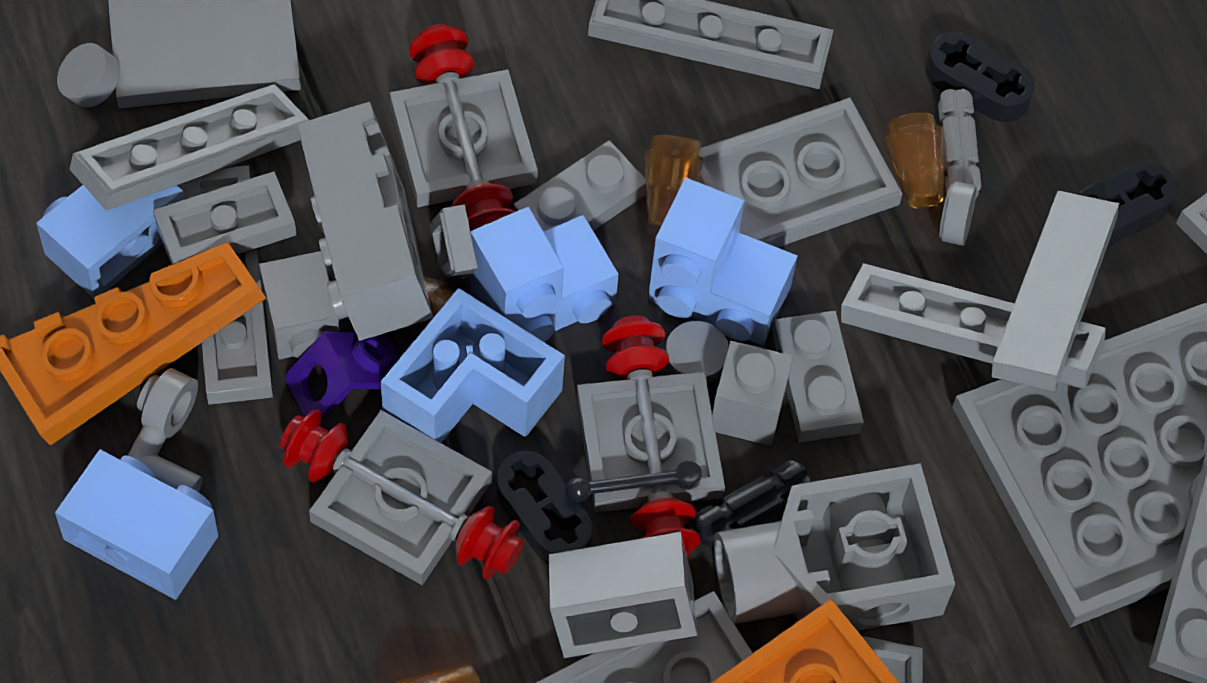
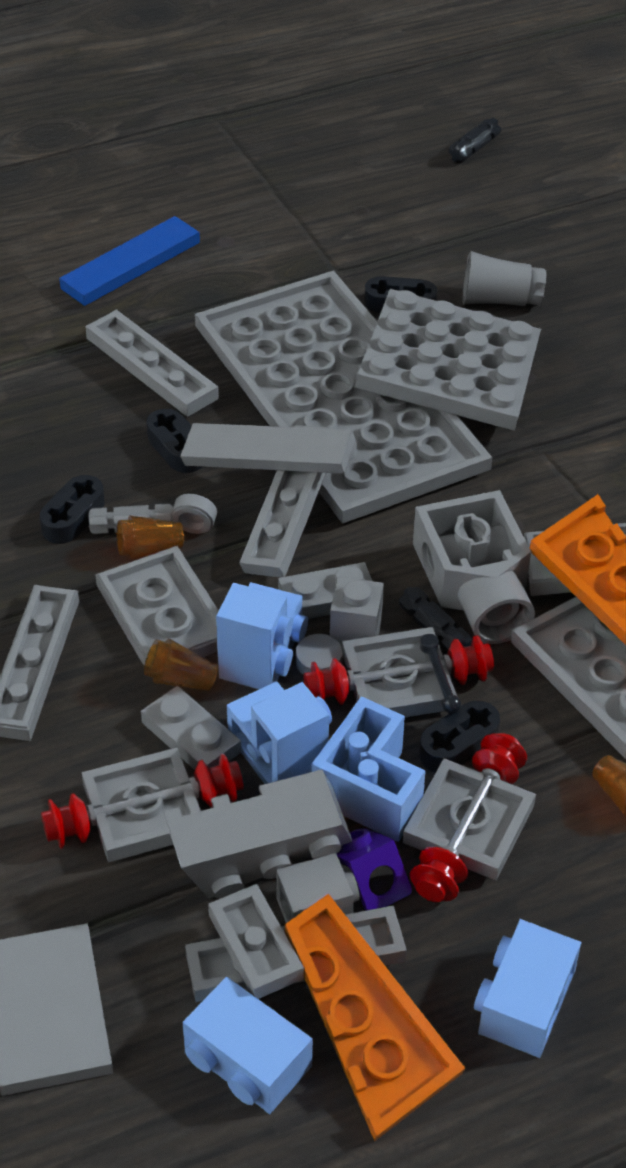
camera: 90 degrees left, 15 degrees down
(88, 75) = (89, 1090): light grey tile -> none
(165, 407) = (427, 984): light grey plate -> none
(187, 146) = (180, 979): light grey tile -> none
(453, 243) = (268, 762): light grey tile -> none
(622, 595) = (532, 669): light grey brick -> none

